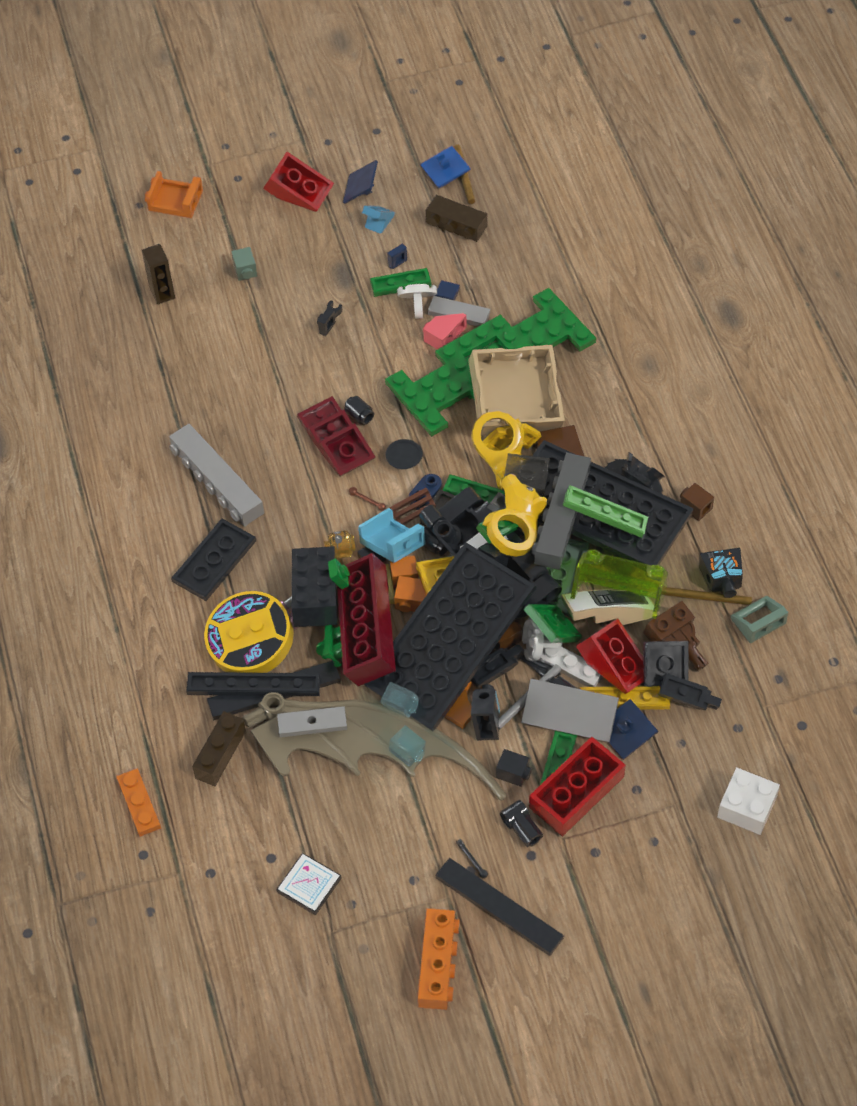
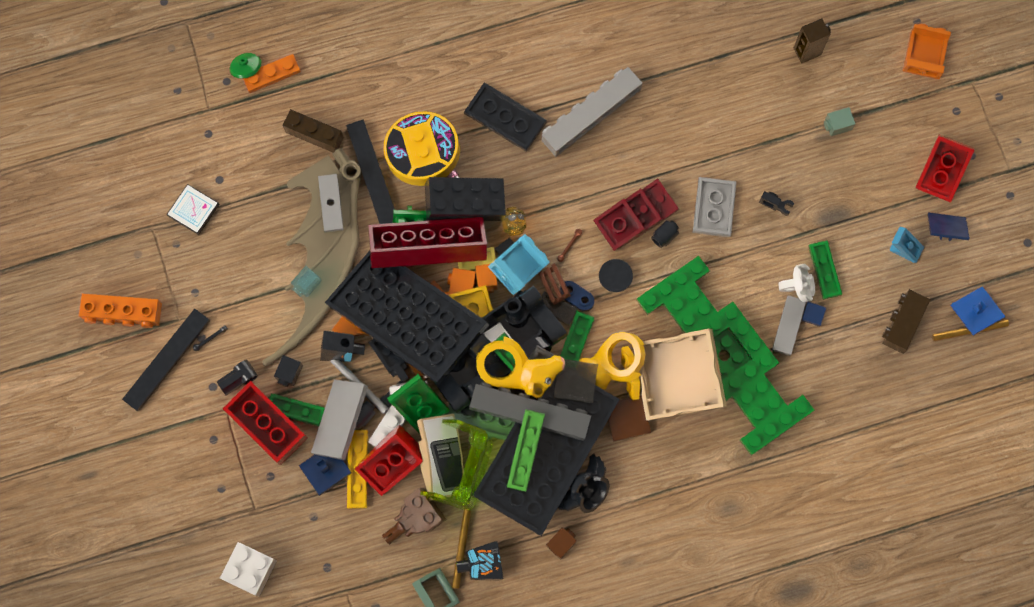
camera: 90 degrees right, 20 degrees up
(126, 829) = (245, 65): none -> green piece
(253, 683) = (374, 156): black tile -> none
(329, 371) = (714, 207): none -> light grey tile
(338, 573) = (468, 216): green plate -> none
(397, 256) = (853, 264): dark blue tile -> none
(400, 700) = (348, 274): clear light blue brick -> none
(444, 329) = (761, 310): coral slope -> none
(663, 658) = (382, 504): black tile -> none
(688, 693) = (354, 523): black hinge -> none

